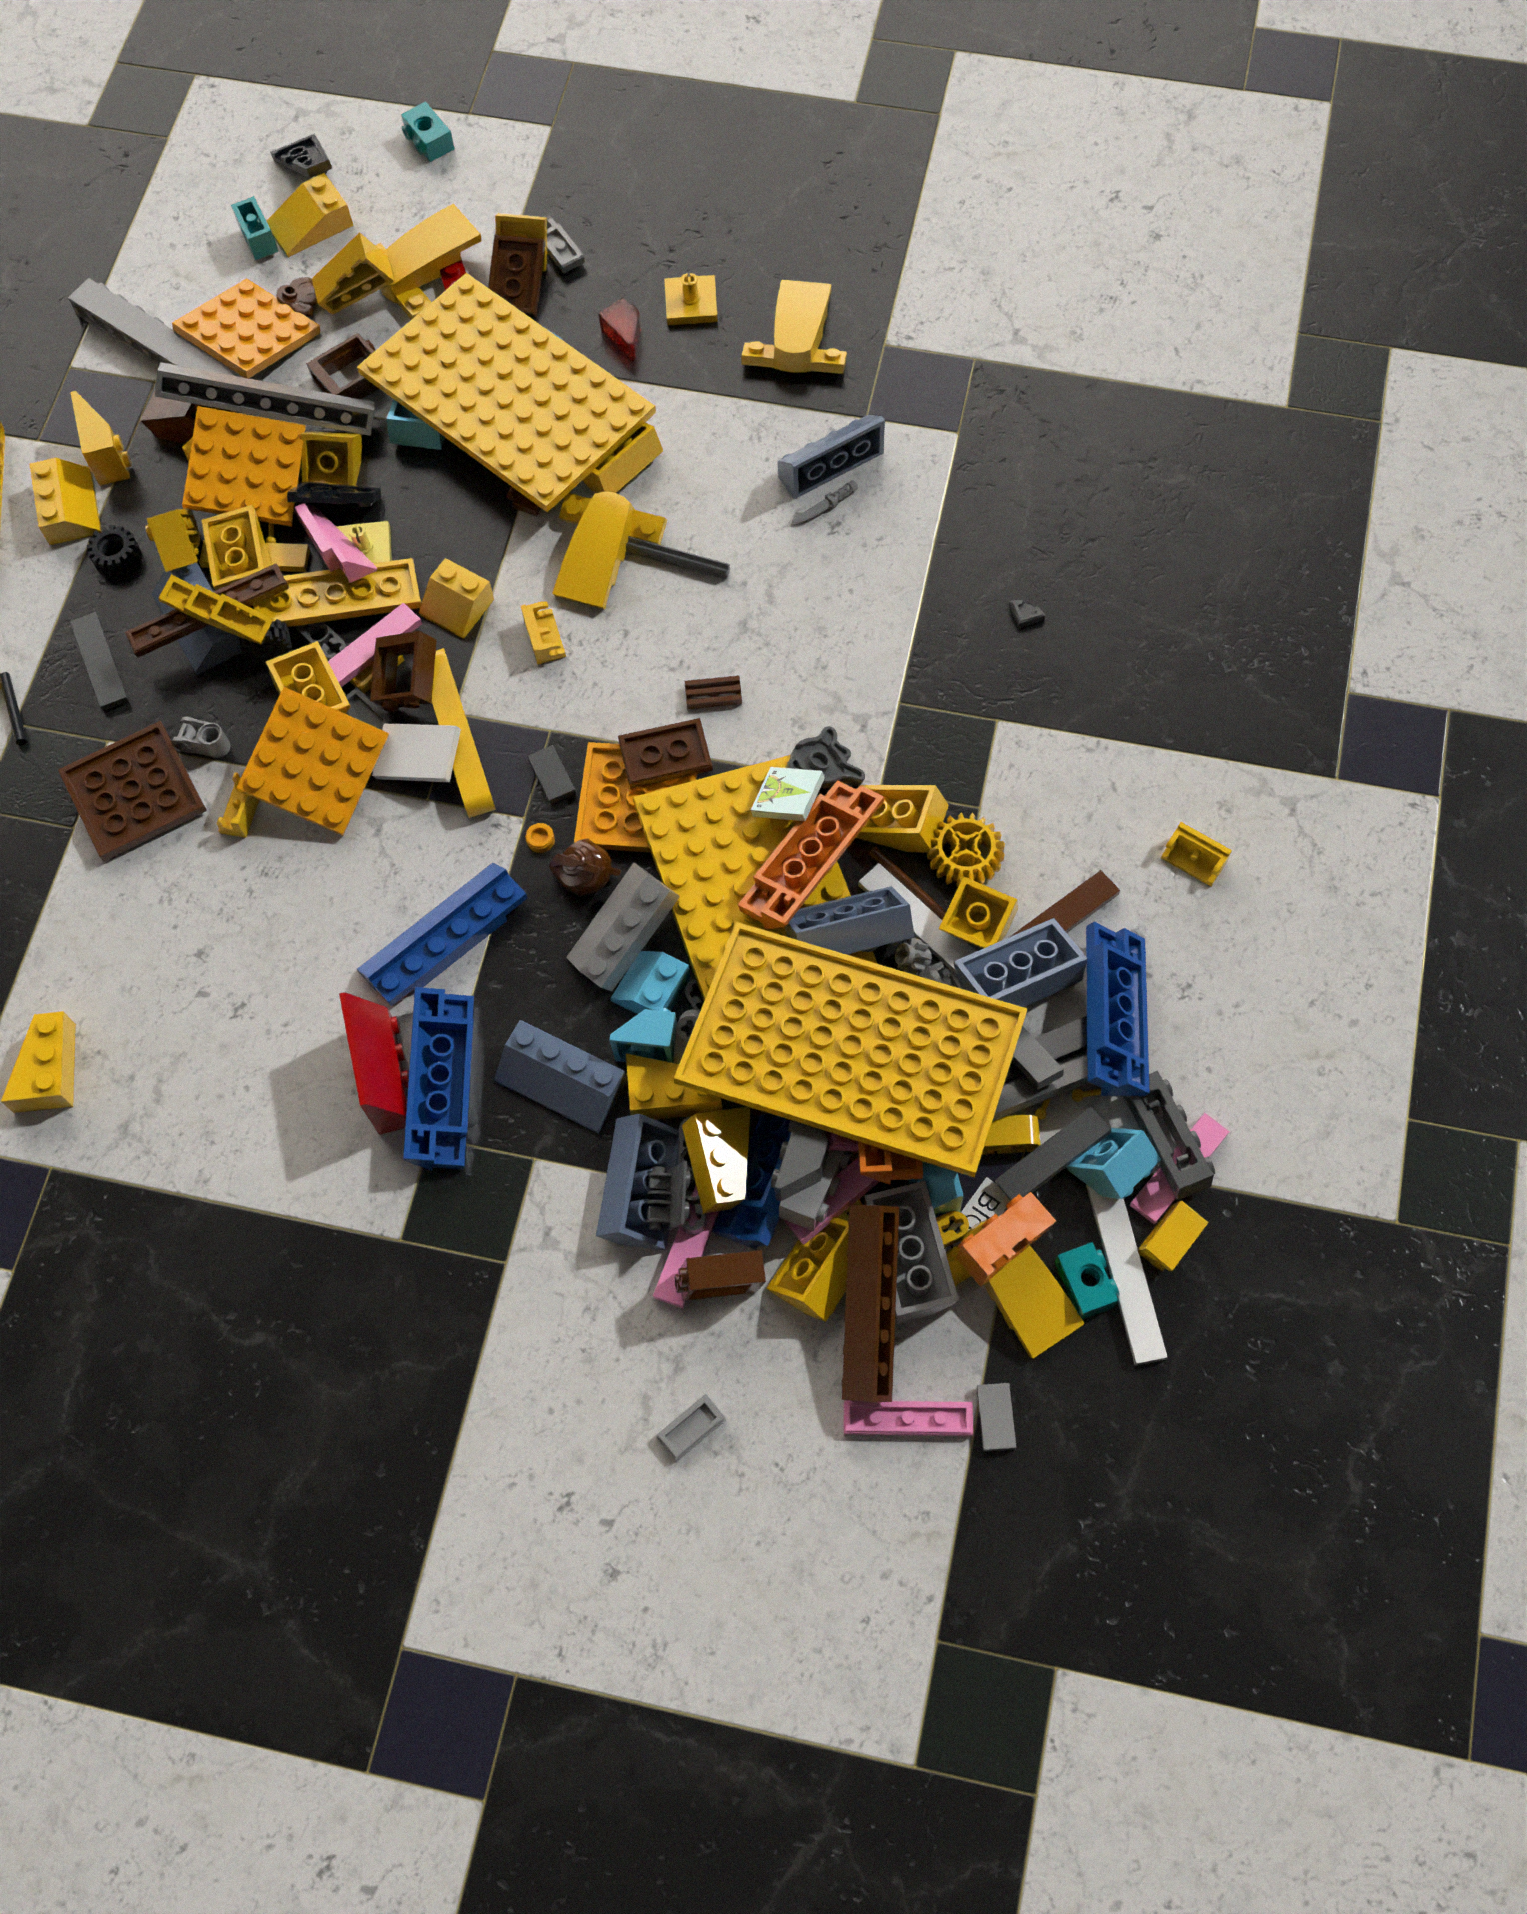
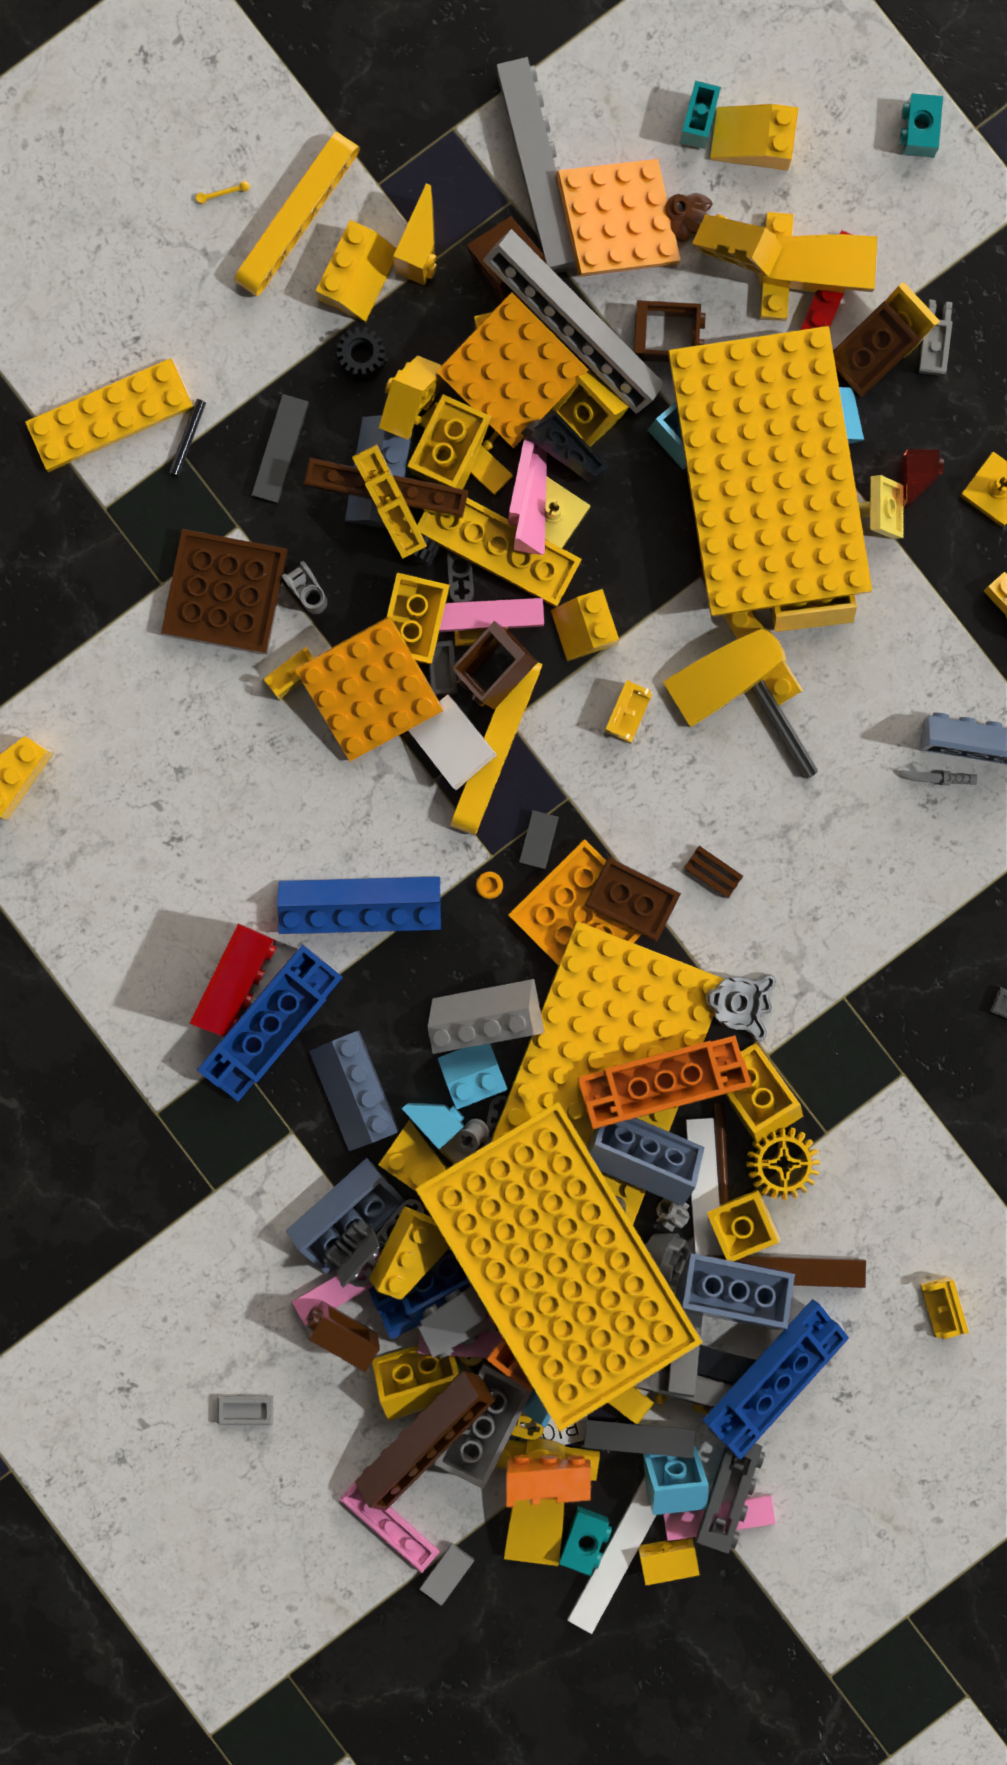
camera: 40 degrees right, 20 degrees up
(303, 156) = (798, 69): black wing -> none
(583, 868) = (497, 945): reddish brown helmet -> none
(617, 359) = (885, 507): none -> light yellow tile
(787, 794) = (687, 1019): light aqua tile -> none

